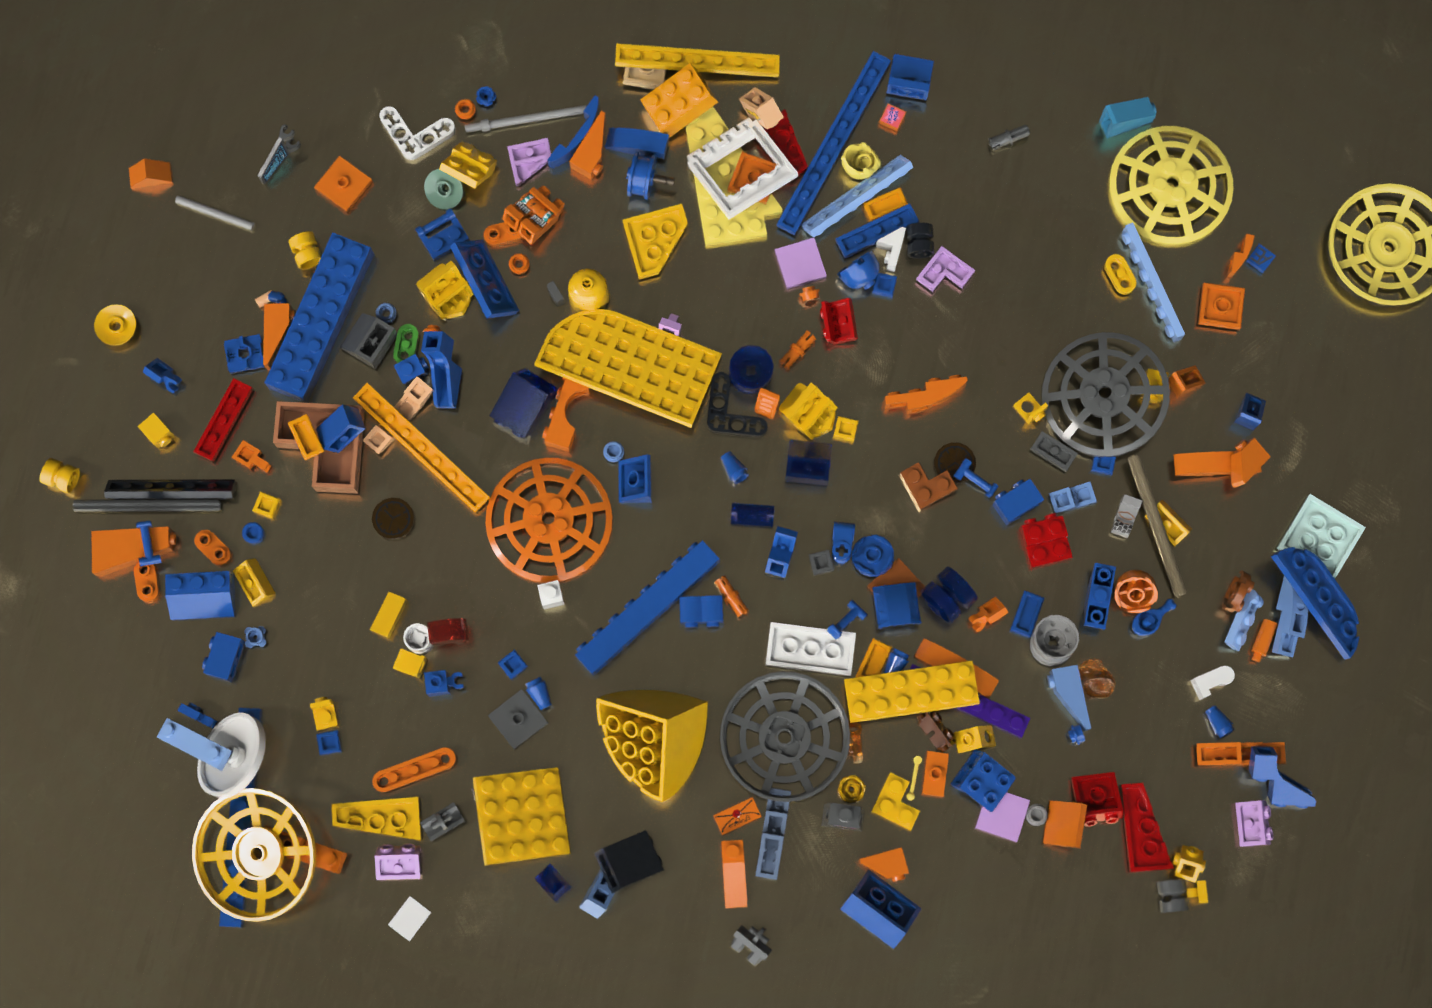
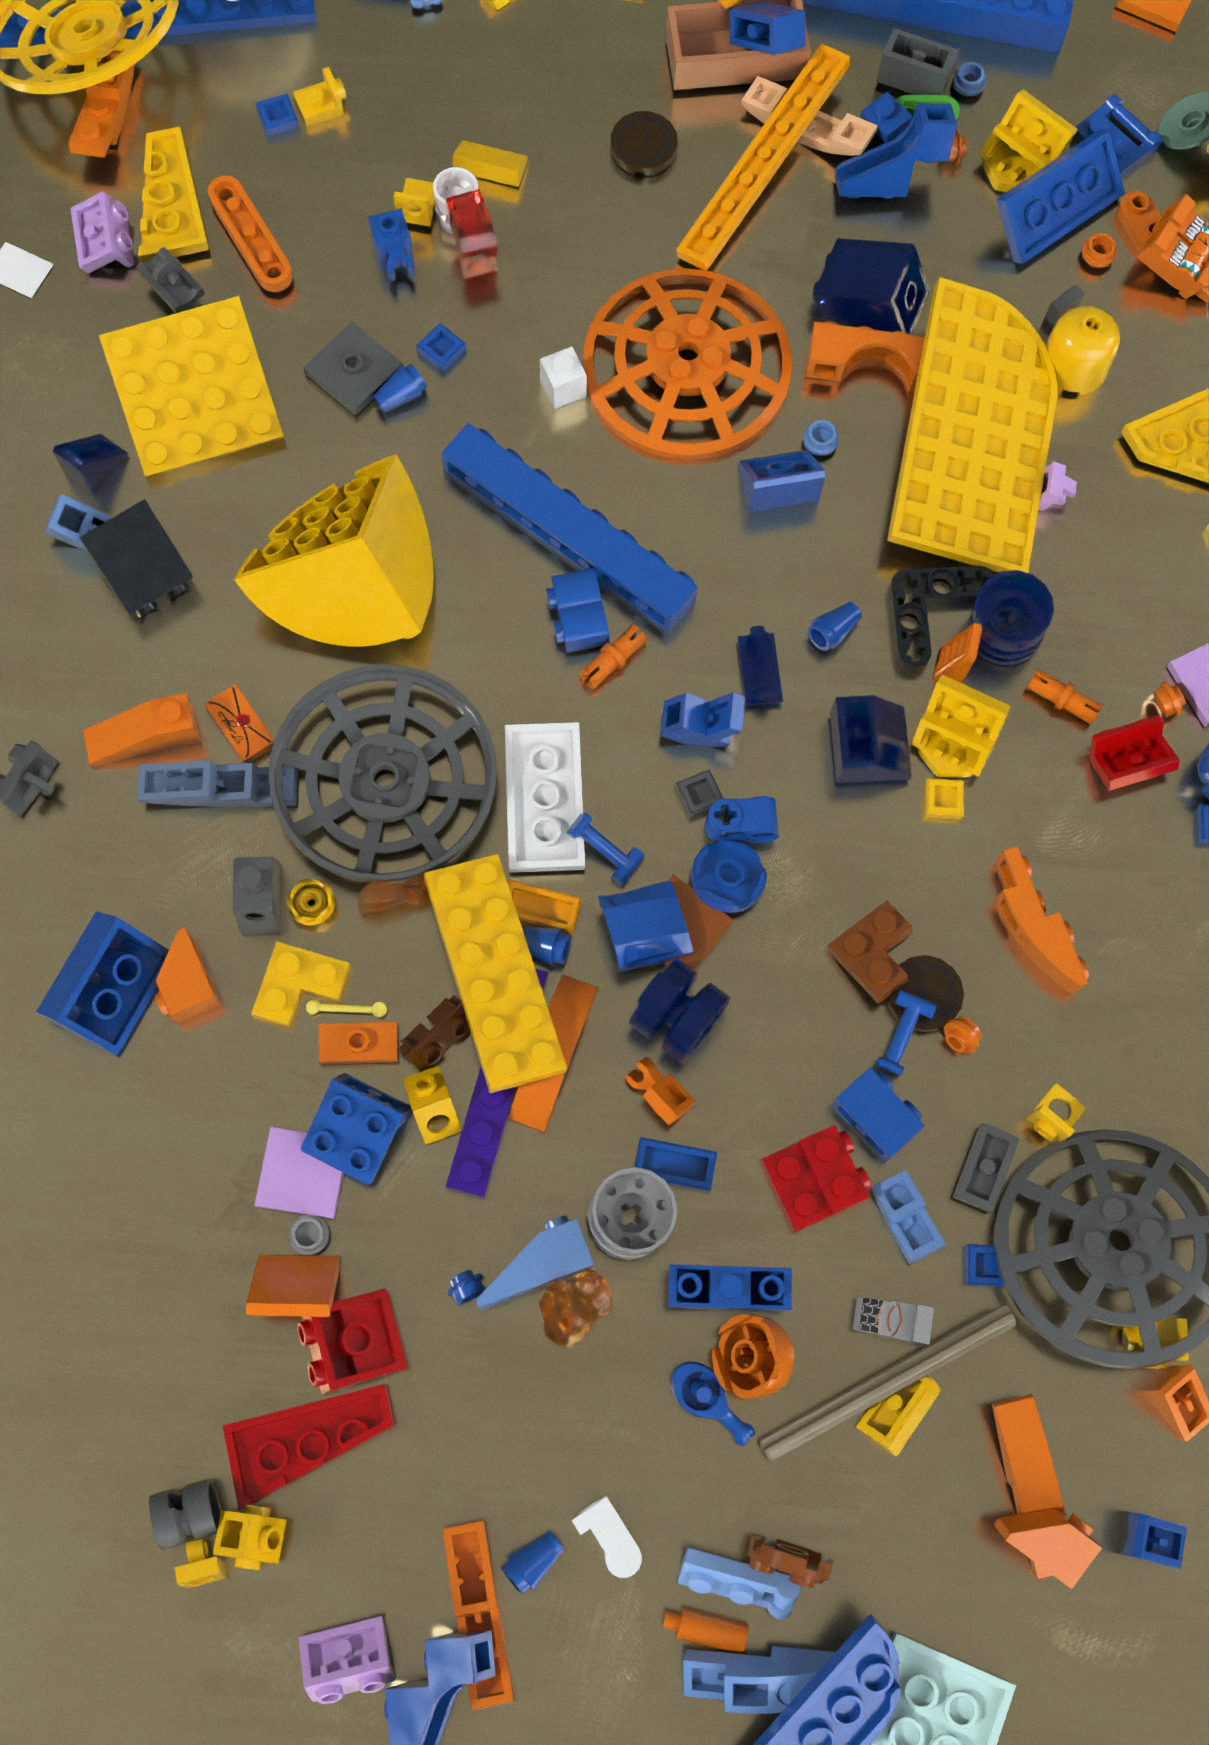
camera: 75 degrees right, 5 degrees down
(981, 448) = (962, 1034): none -> orange plate

